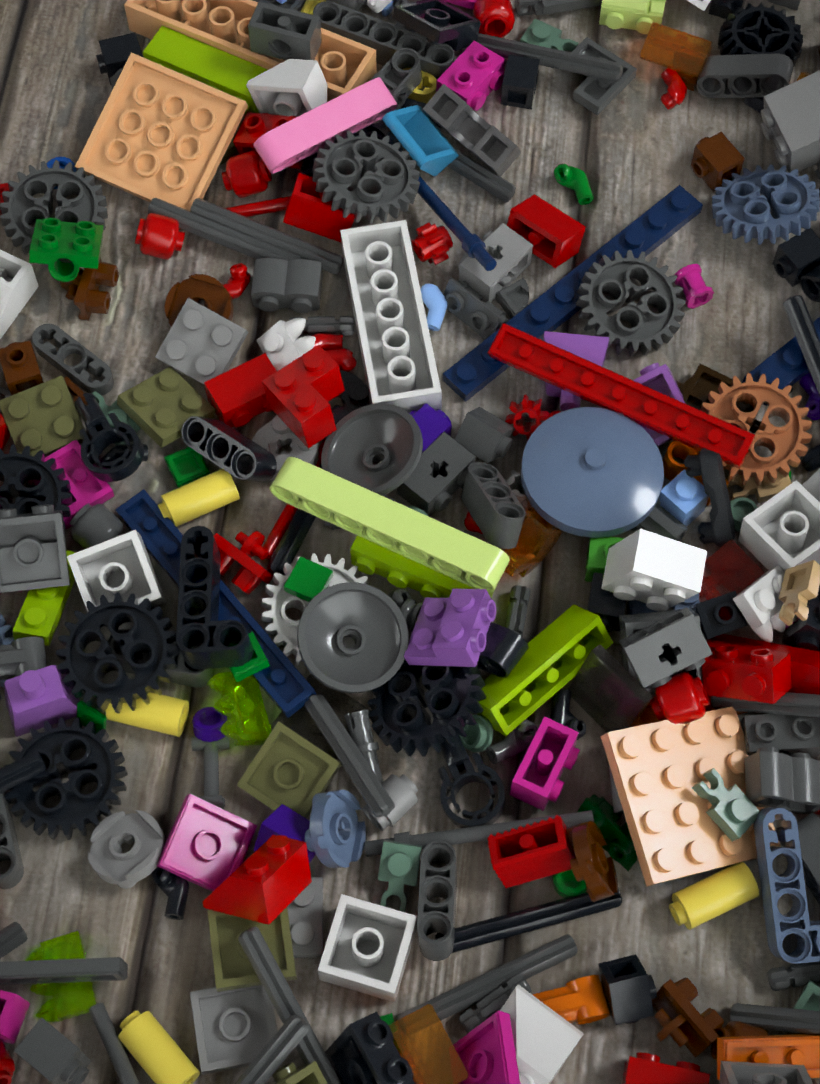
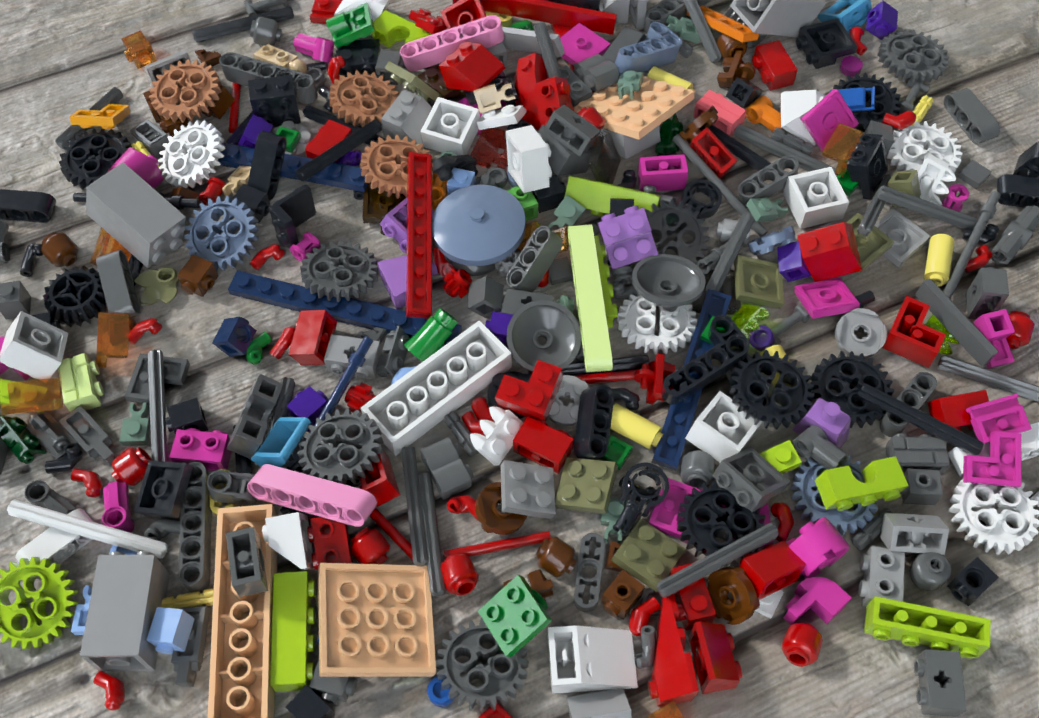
camera: 120 degrees left, 5 degrees down
(71, 900) = (912, 338): none -> red brick
(108, 331) = (556, 557): none -> reddish brown head
(158, 310) = (500, 545): none -> red bar
(247, 518) = (631, 398): none -> black arm
(307, 579) = (650, 322): green tile -> none
(457, 190) = (308, 404): none -> dark purple brick
(457, 337) = (431, 335): none -> green plant
(551, 598) = (567, 213): none -> sand green plate
(558, 200) = (283, 342): none -> red arm
(588, 154) = (234, 336): none -> dark blue brick
(614, 931) = (729, 113): none -> coral brick
(710, 244) = (264, 254): none -> red arm
(734, 125) = (157, 286): none -> olive plate
(739, 265) = (291, 213): none -> black bracket

